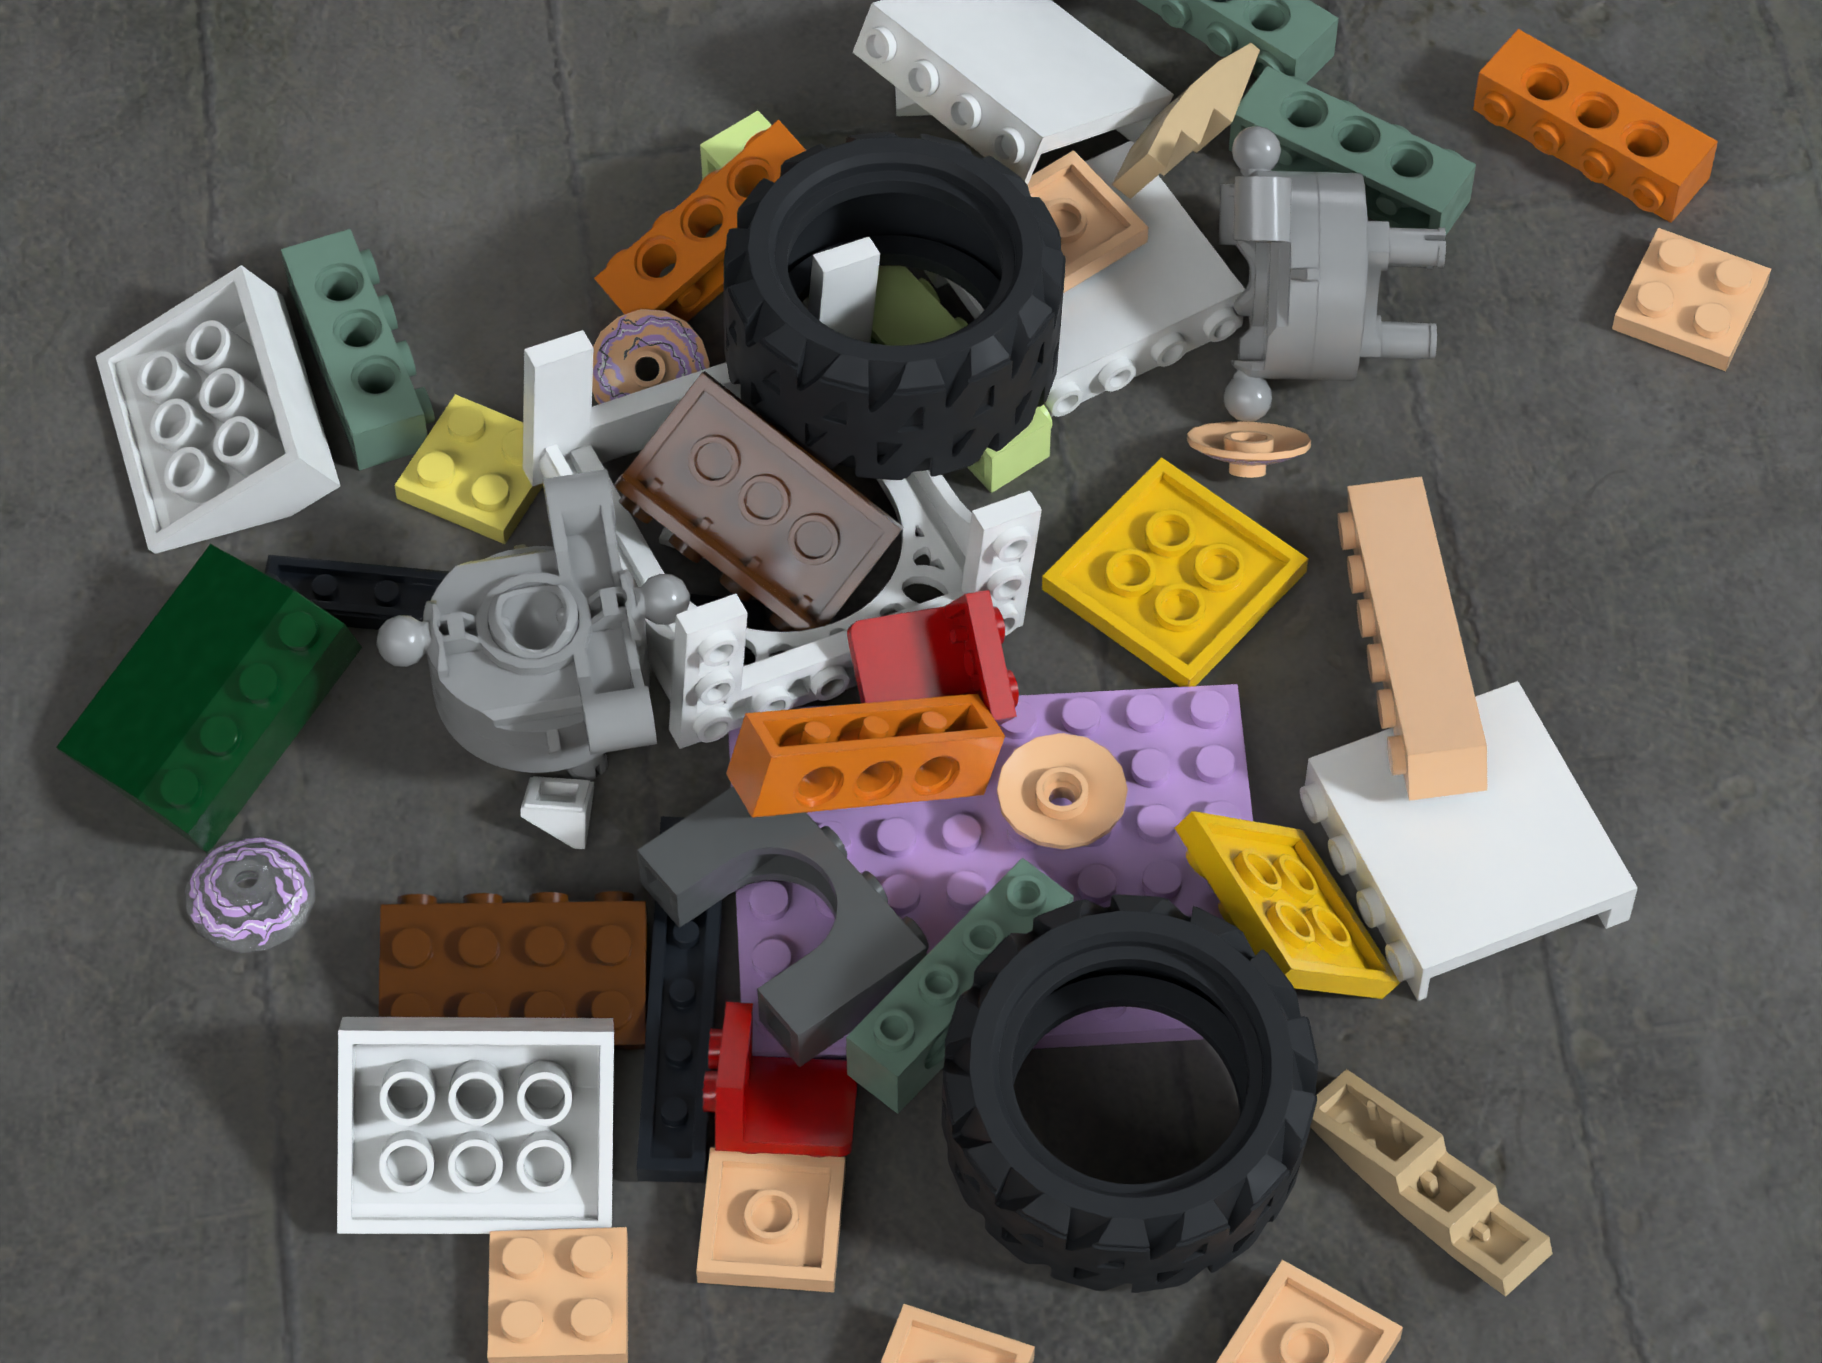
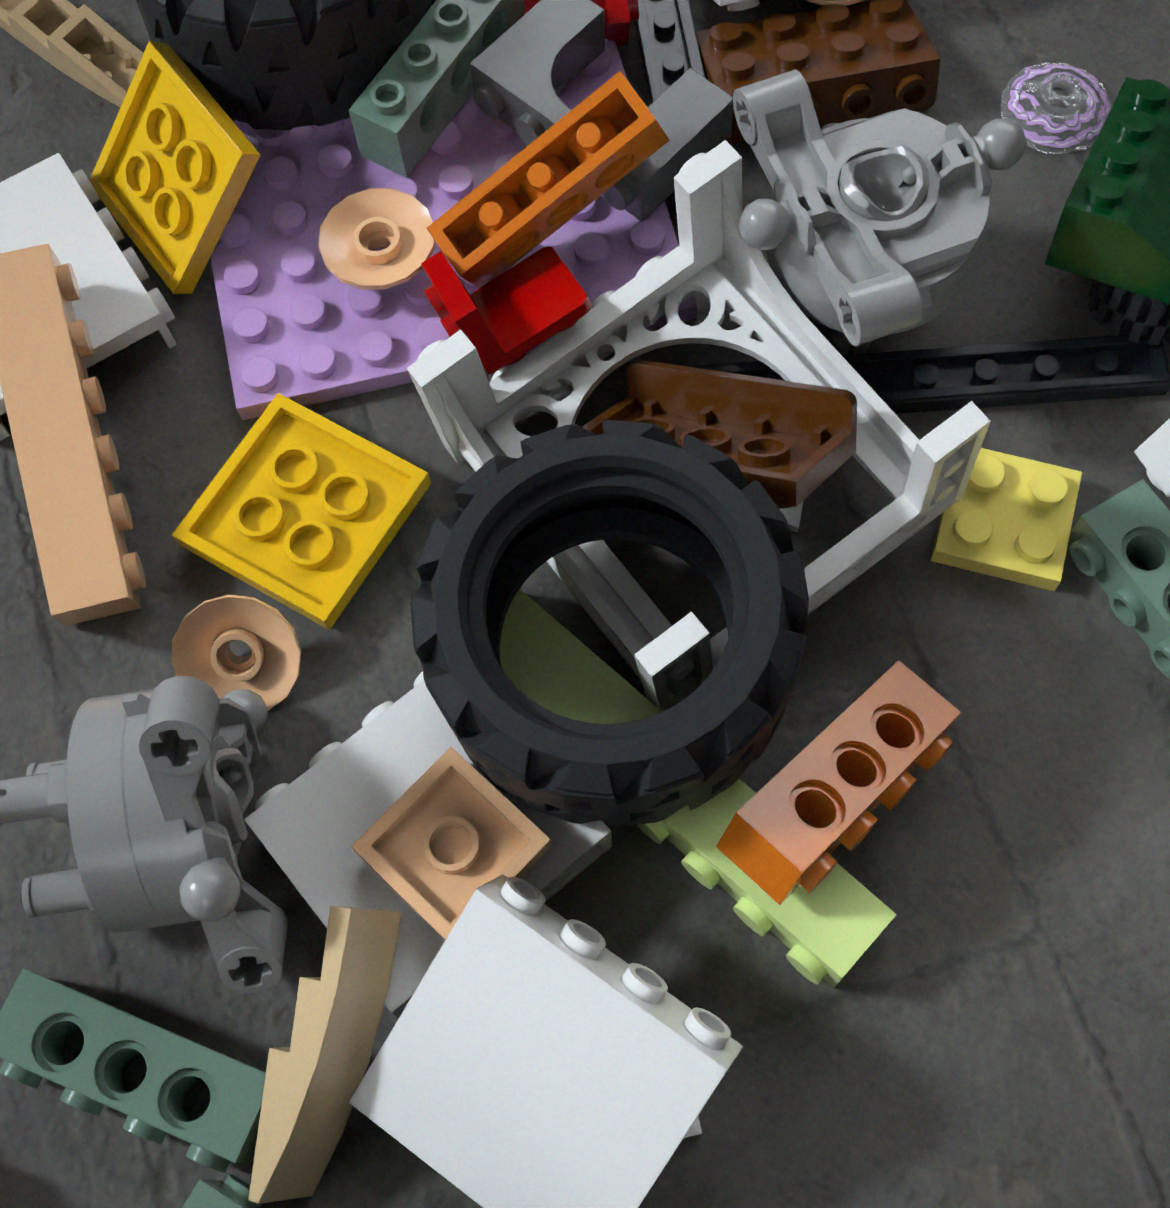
camera: 175 degrees right, 10 degrees up
(642, 336) = (870, 633): dish -> none

